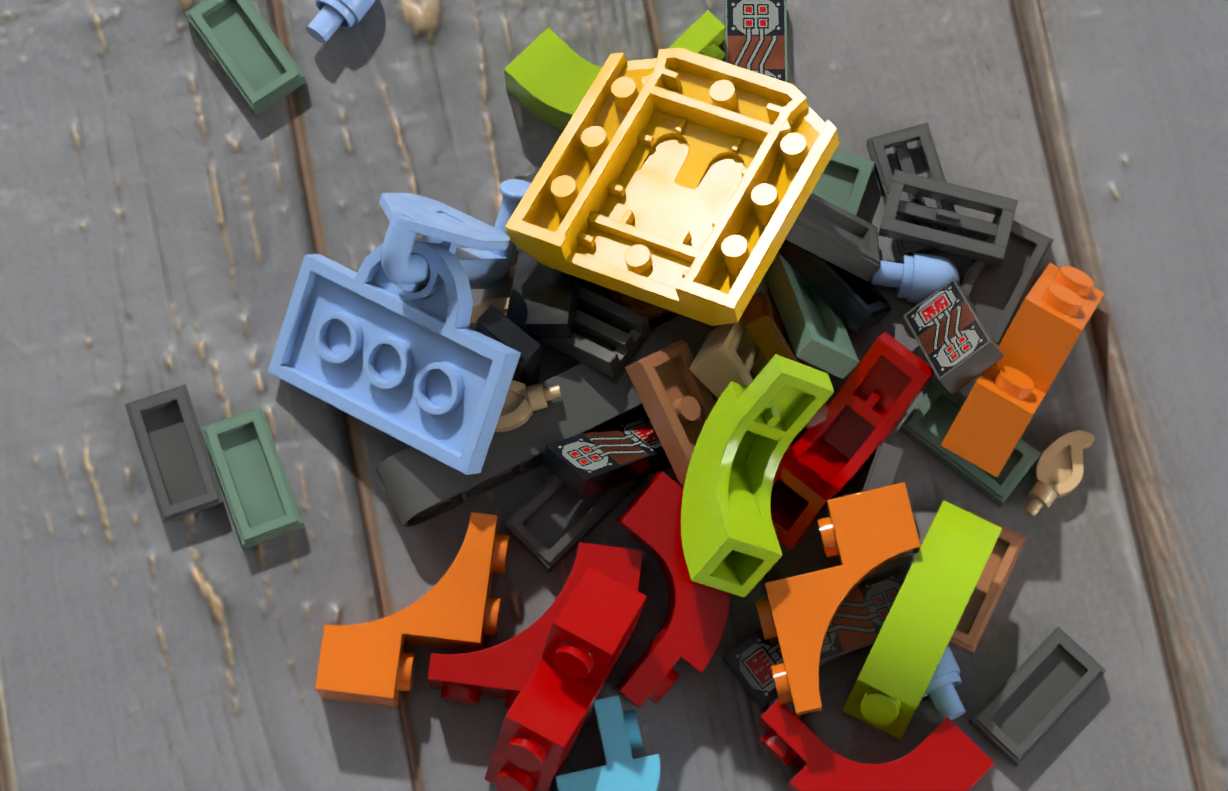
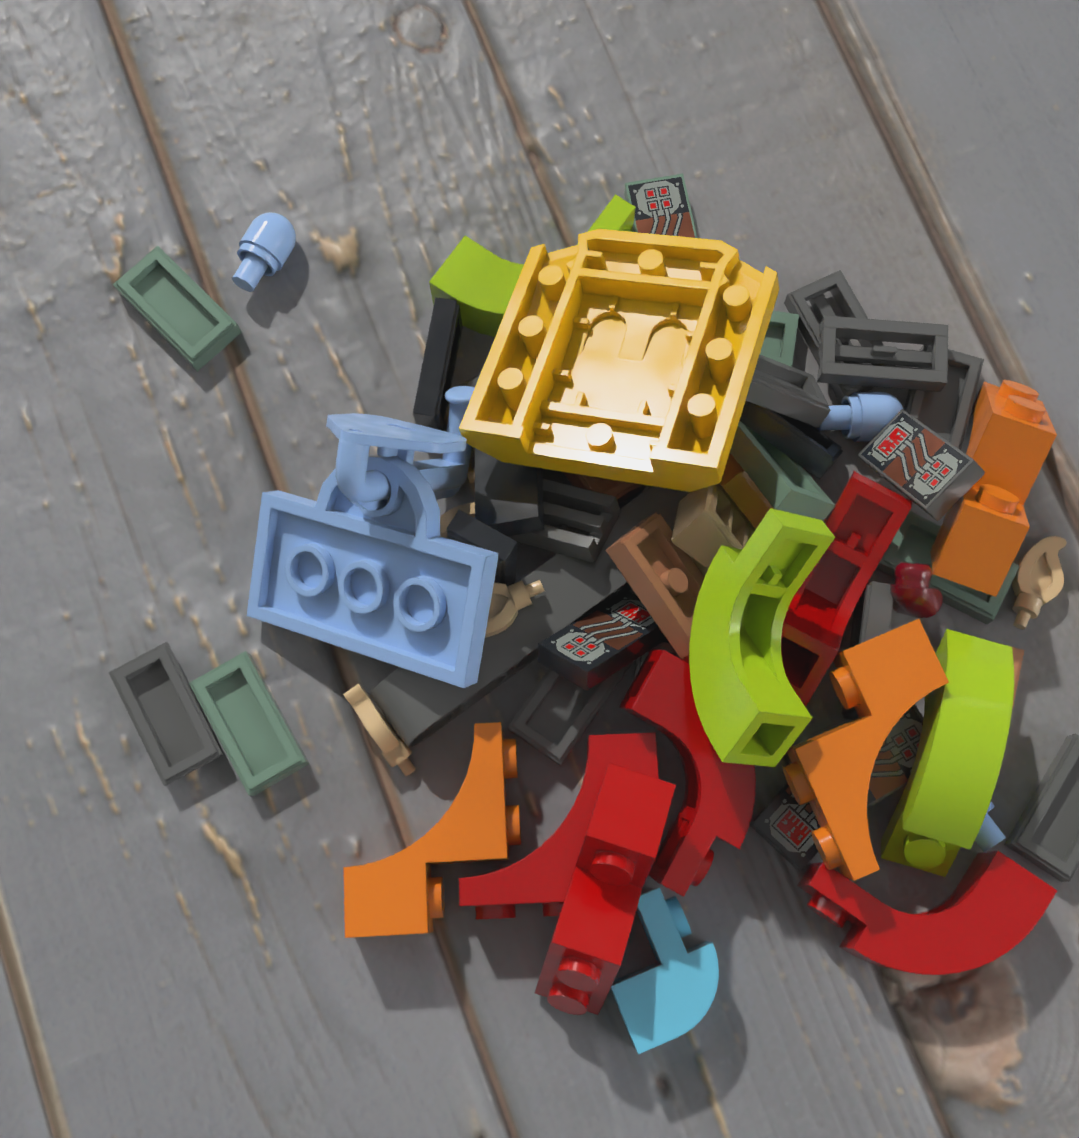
camera: 10 degrees left, 0 degrees up
(389, 527) = (380, 730): none -> tan piece
(498, 155) = (438, 364): none -> black tile
(920, 460) = (912, 591): none -> dark red arm

